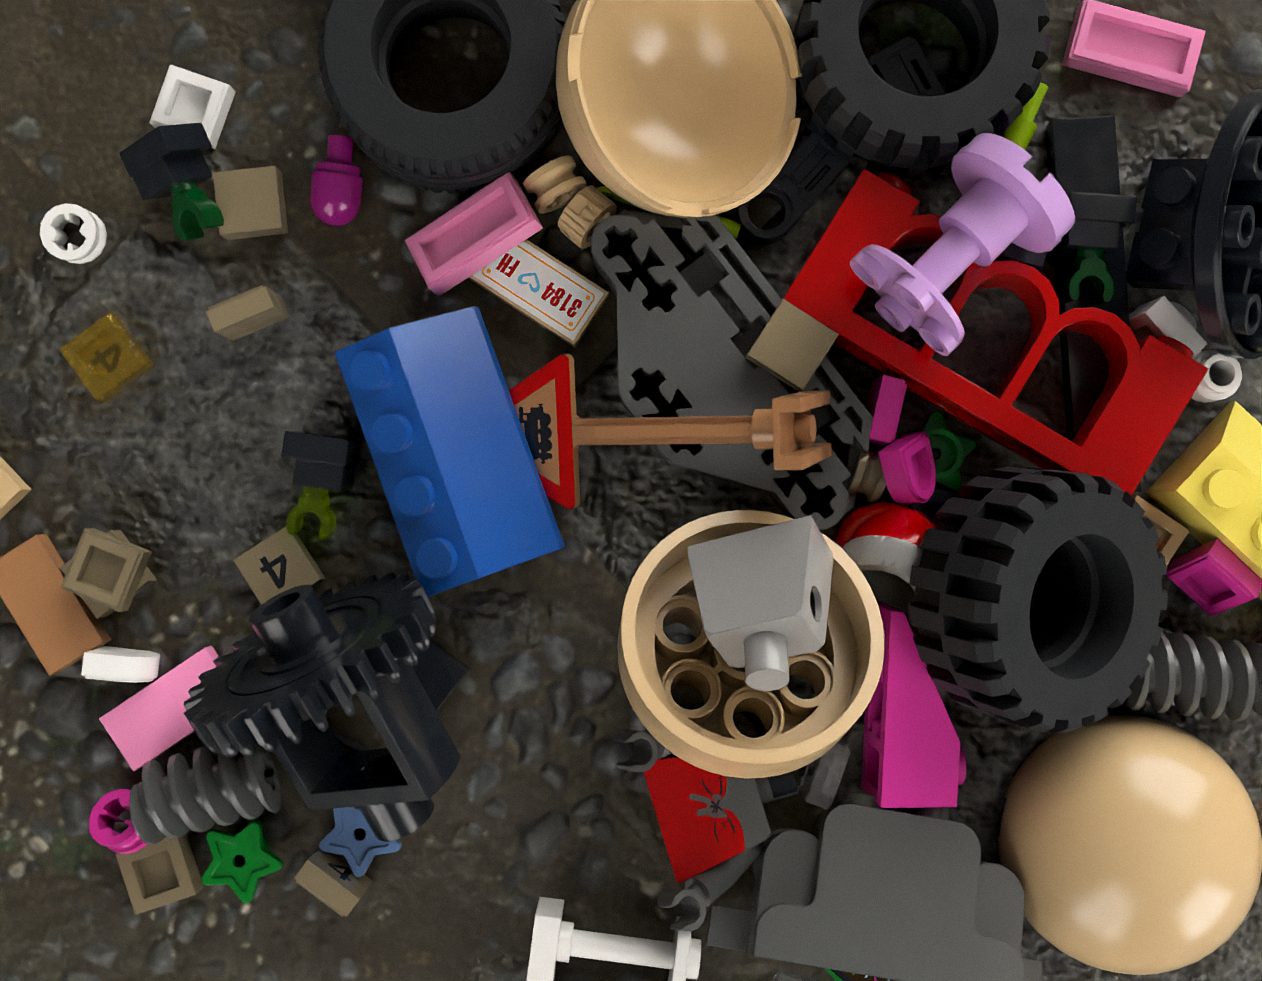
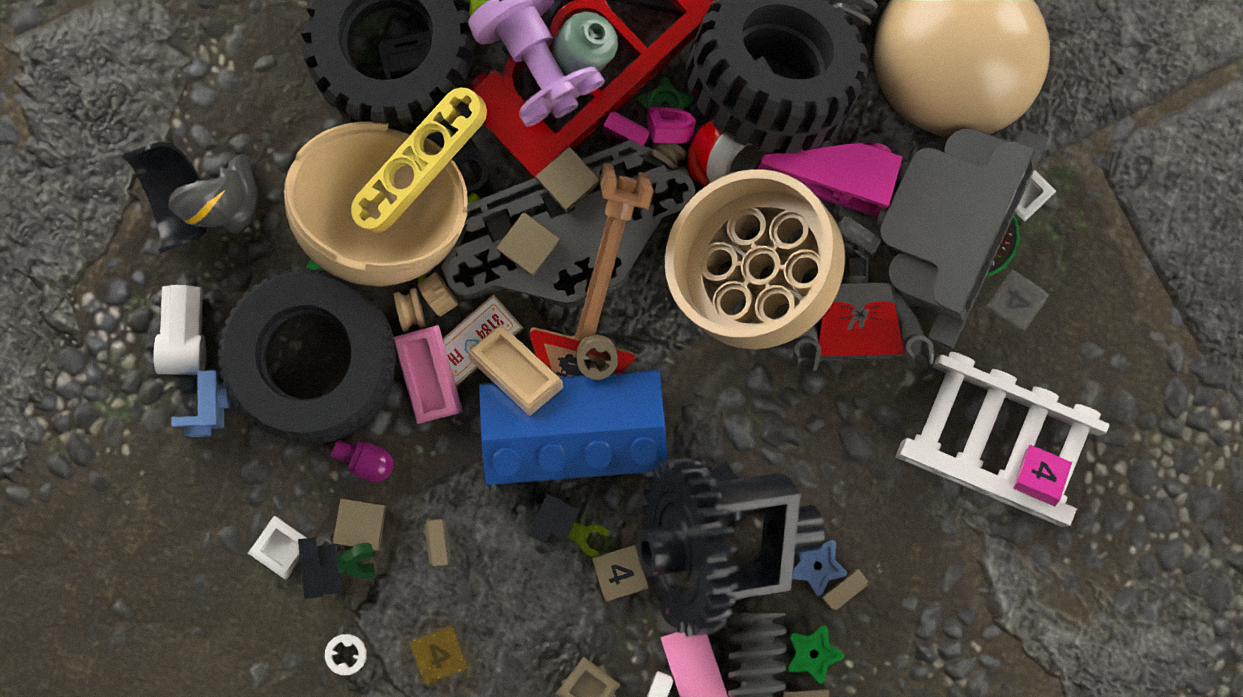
camera: 75 degrees left, 5 degrees down
(506, 349) = (515, 369): none -> tan tile
(572, 457) = (592, 369): none -> dark tan bush
(684, 316) = (528, 244): none -> dark tan tile
(764, 597) = (726, 238): light grey torso -> none
(766, 120) = (413, 154): none -> light yellow beam
(997, 310) = (584, 43): none -> sand green head

